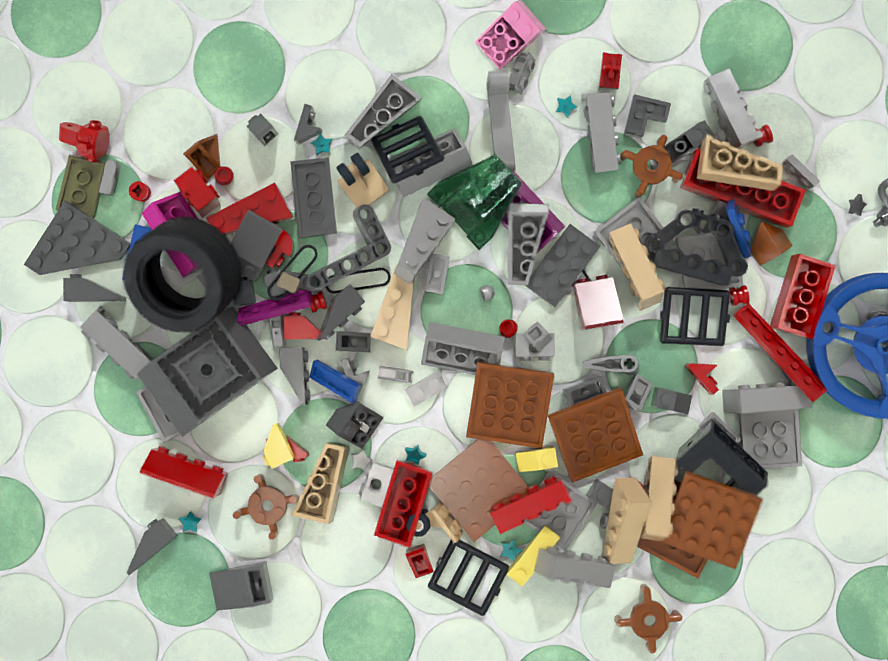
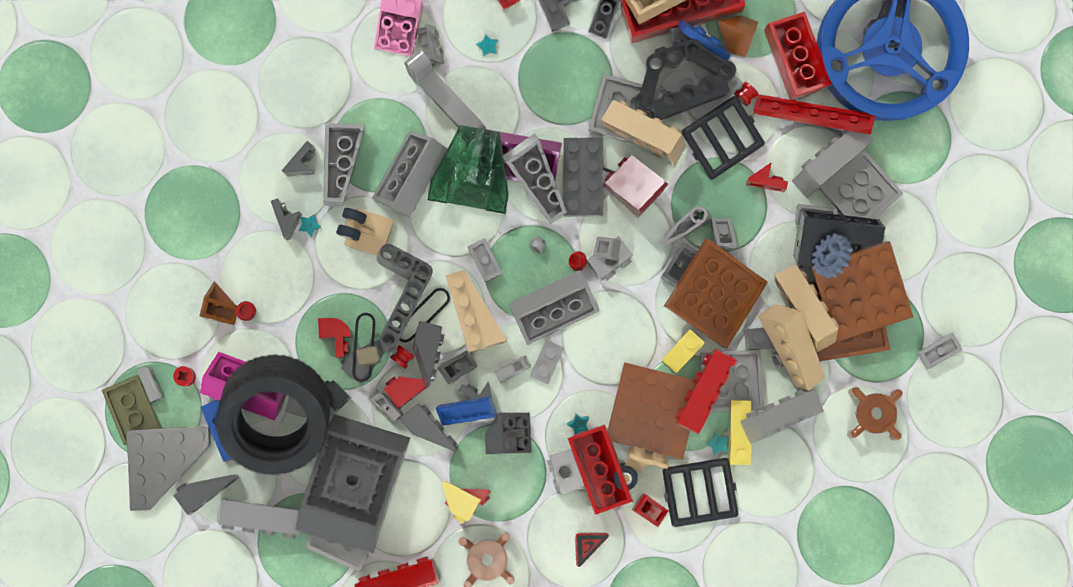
camera: 35 degrees left, 5 degrees down
(90, 139) = (111, 364): red piece -> none
(195, 190) = (233, 338): red brick -> none
(254, 244) = (315, 345): dark grey slope -> none
(262, 129) = (250, 248): dark grey slope -> none
(266, 203) = (293, 321): red wedge -> none
(272, 308) = (368, 390): magenta plate -> none
(313, 197) = (335, 273): dark grey plate -> none
(323, 487) = (522, 506): tan wedge -> none
(346, 89) = (296, 165): none -> dark grey slope
(351, 551) = (587, 544): none -> piece
(361, 460) = (537, 462): piece -> none
(417, 169) = (405, 184): black bar -> none
(425, 235) = (451, 234): light grey wedge -> none
(509, 405) = (626, 322): dark orange plate -> none
(601, 131) = (532, 43): light grey wedge -> none
(648, 176) = (594, 52): dark orange plate -> none
(671, 400) = (756, 220): dark grey slope -> none
(708, 477) = (832, 256): none -> sand blue gear
(735, 608) = (939, 351): none -> light grey plate

